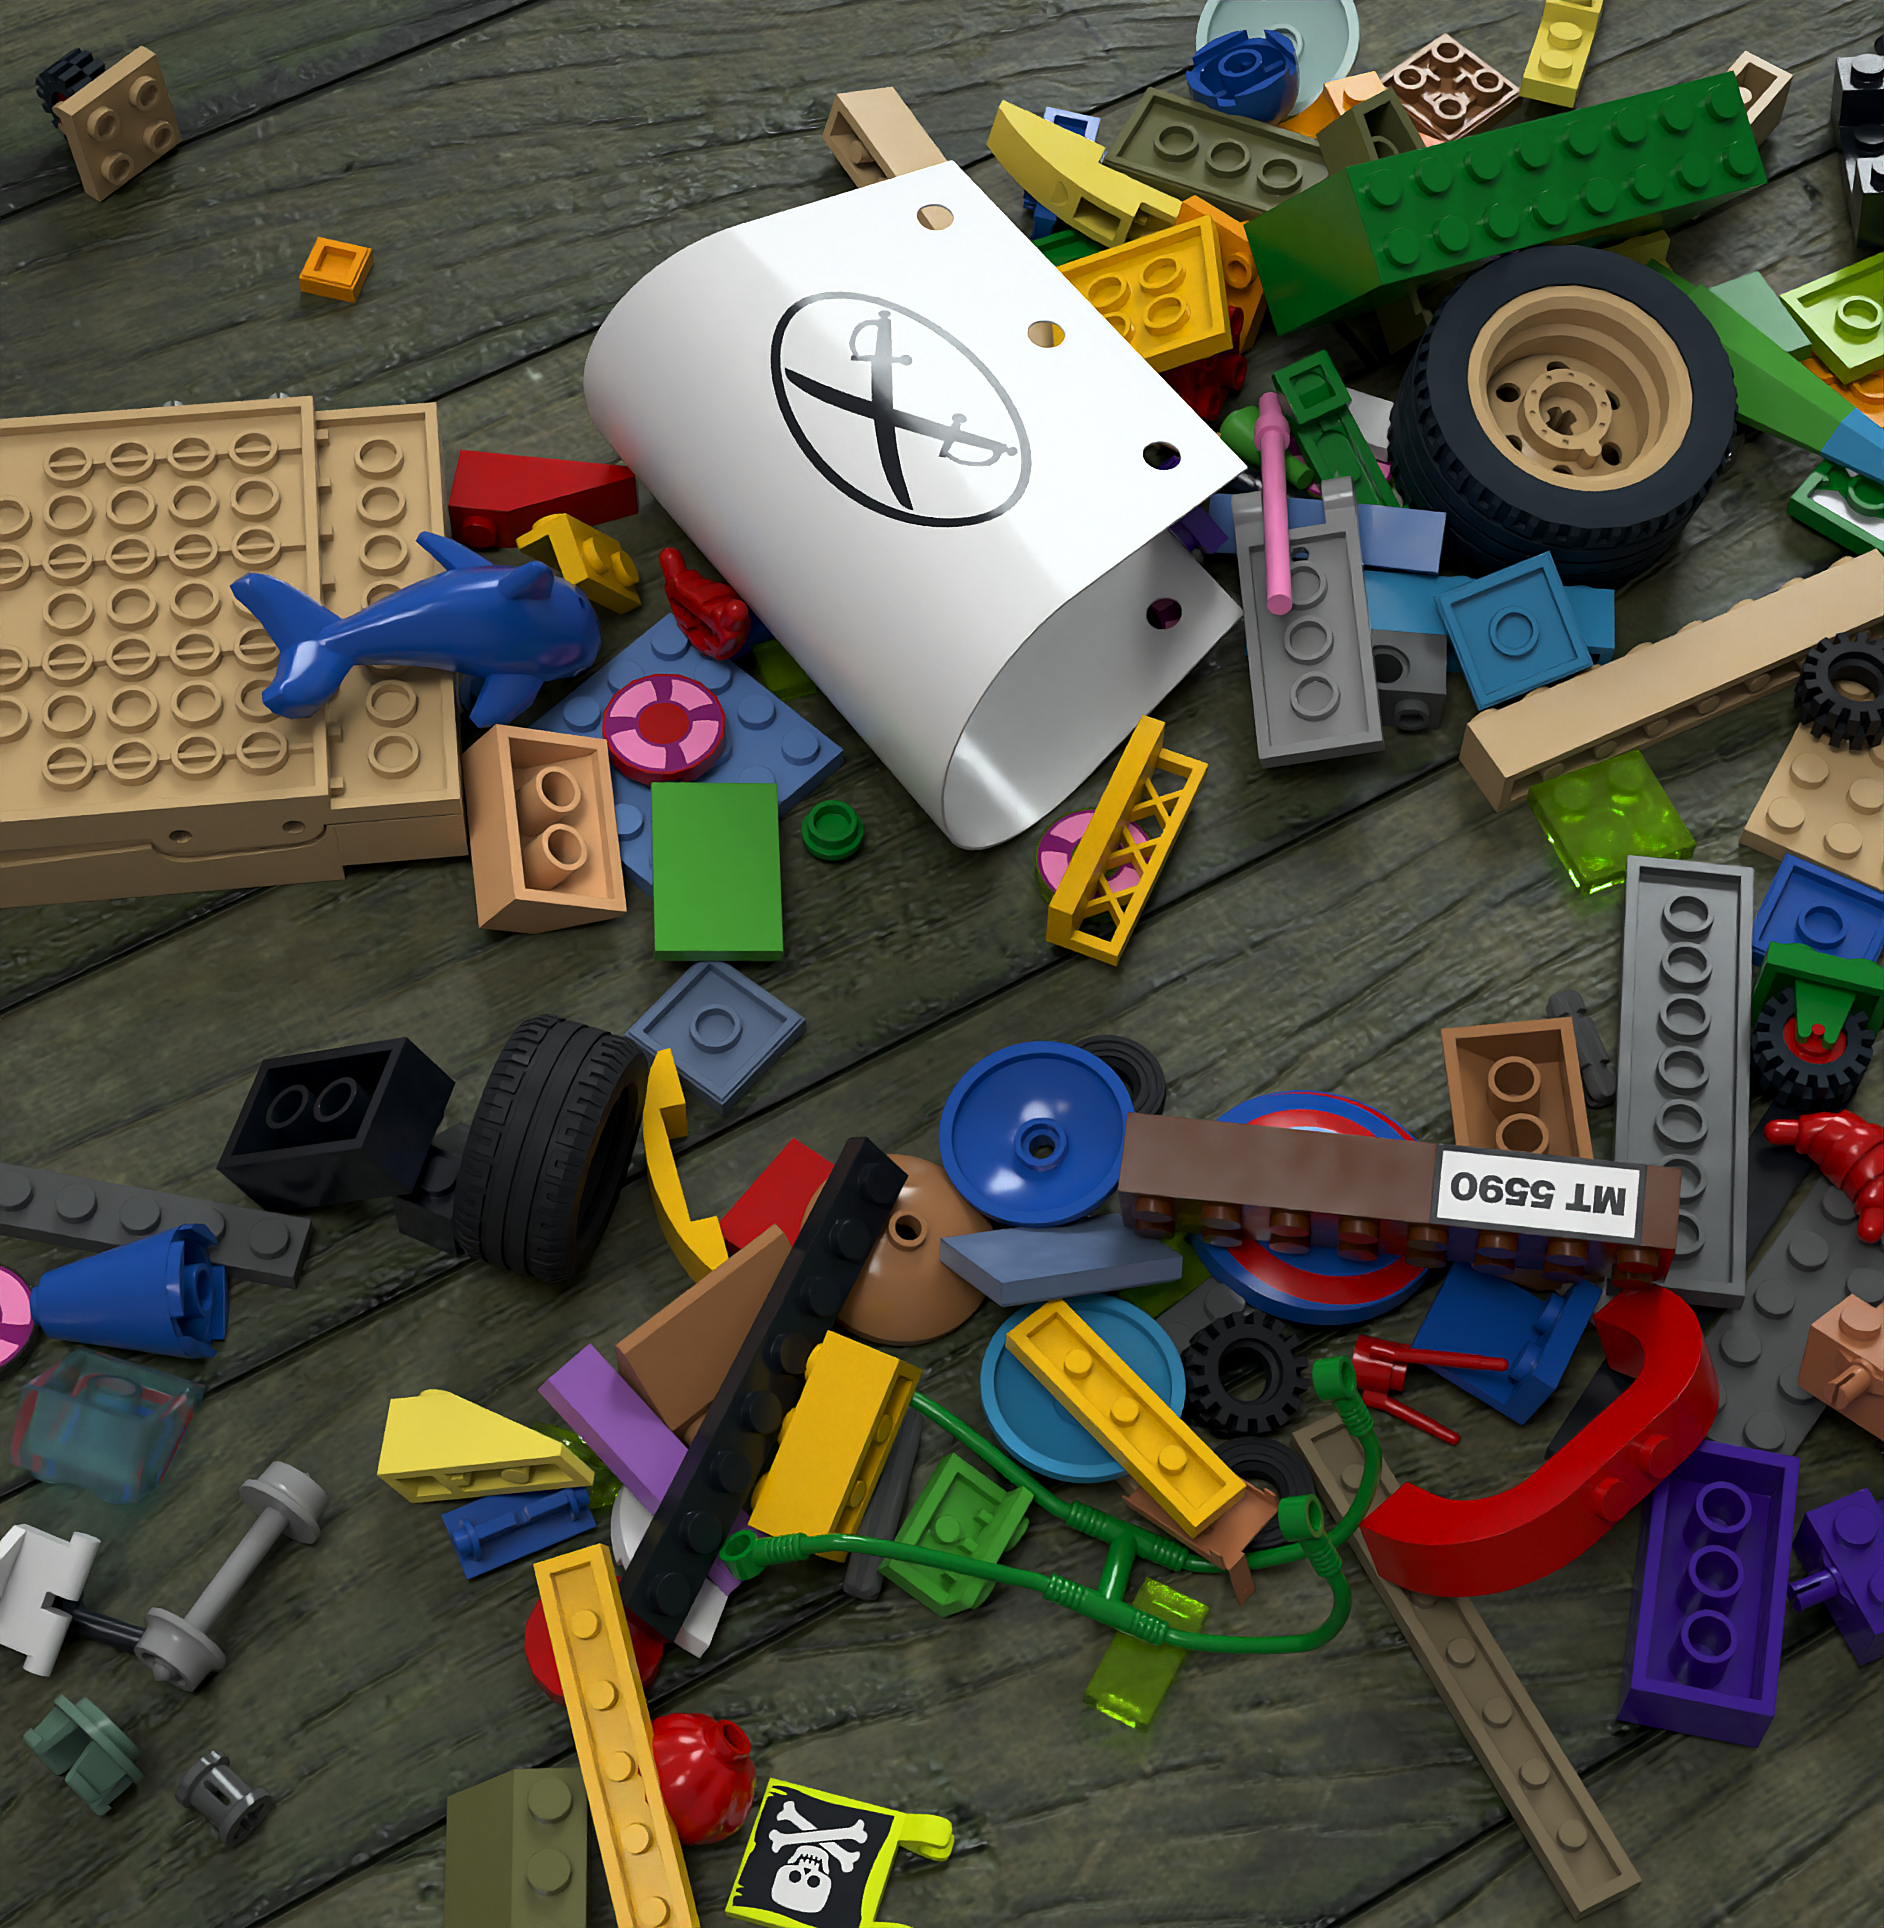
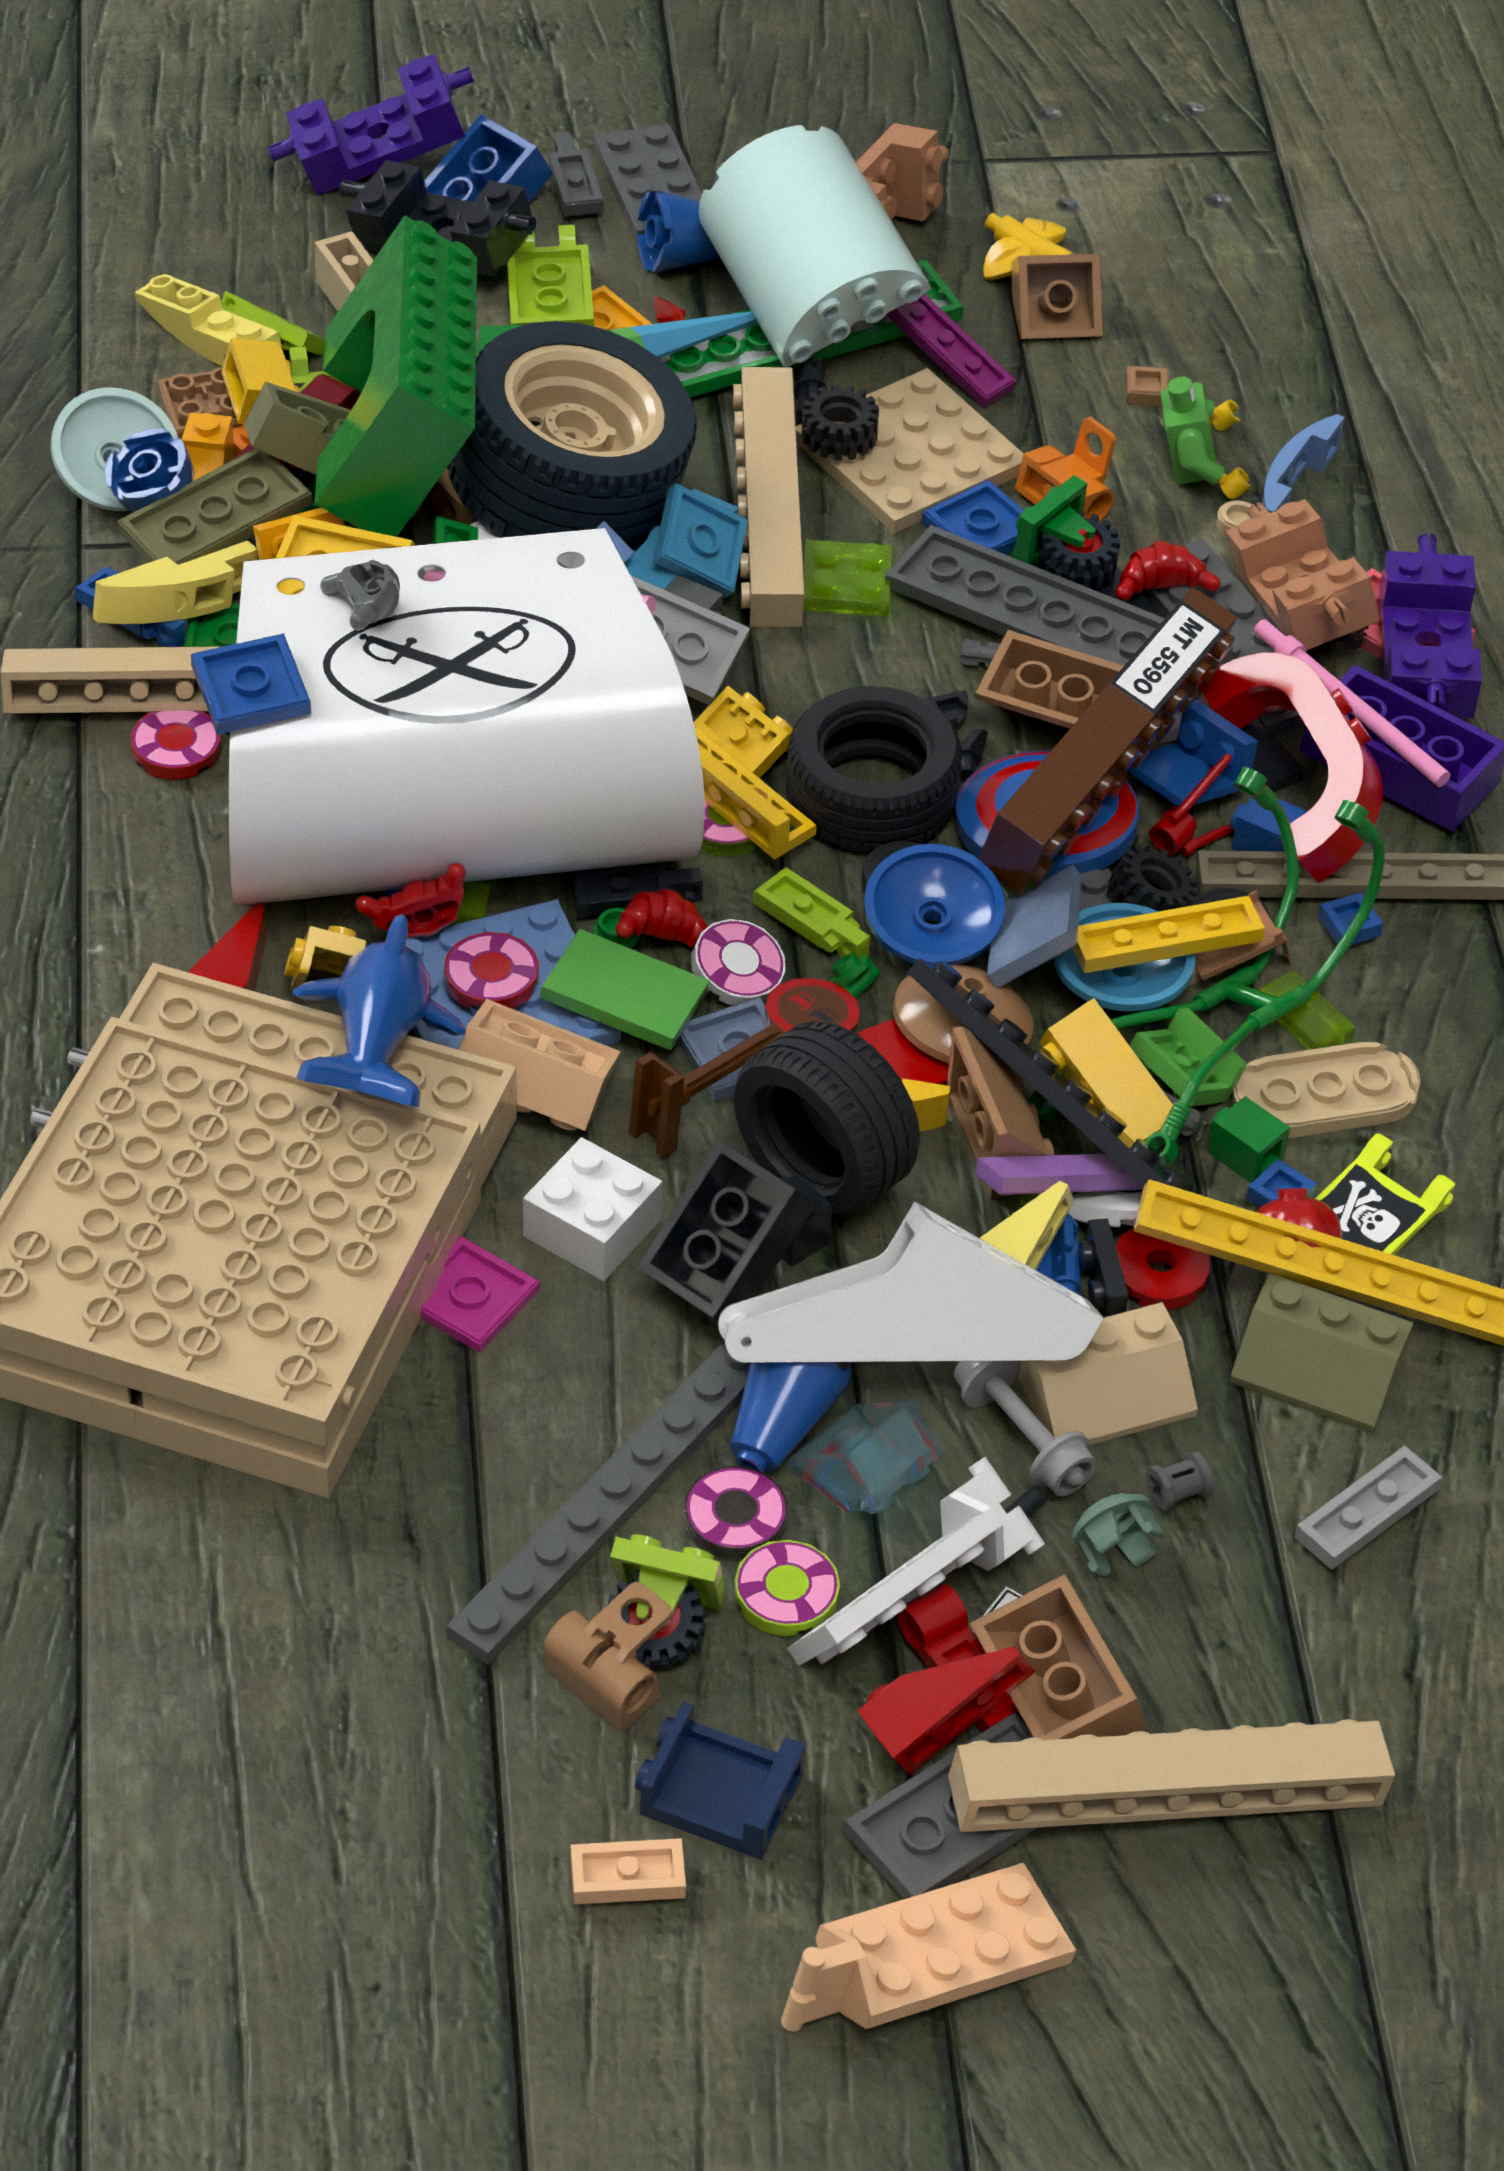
camera: 65 degrees left, 10 degrees down
(192, 934) = (477, 1295): none -> dark pink tile
(294, 1376) = (922, 1299): none -> white piece
(352, 978) = (592, 1208): none -> white brick
(353, 1649) = (1120, 1384): none -> tan slope
(511, 1590) = (1099, 1255): none -> black plate
(724, 243) = (250, 683): none -> blue tile
(792, 1739) = (1277, 1177): none -> blue plate
(793, 1080) = (663, 1091): none -> reddish brown piece
(844, 971) = (738, 961): none -> tile
(857, 1662) = (1247, 1138): none -> green brick
(863, 863) = (663, 916): none -> red piece
(900, 1103) = (854, 973): none -> green plate
(904, 824) = (616, 886): none -> black hinge
(930, 284) = (370, 589): none -> dark grey piece
(977, 1010) = (812, 913): none -> lime hinge
(1023, 1733) = (1332, 1087): none -> tan tile
(1247, 824) = (744, 730): none -> yellow bracket
(1259, 900) = (874, 725): none -> black tyre
(1354, 1652) = (1339, 914): none -> blue plate
(1381, 1078) = (972, 752): none -> black bar
(1423, 1027) = (953, 706): none -> black tile
(1454, 1460) = (1257, 827): none -> blue brick
(1481, 100) = (248, 367): none -> yellow brick
(1613, 66) = (291, 333): none -> lime hinge
(1755, 1370) = (1366, 714): none -> bright pink bar

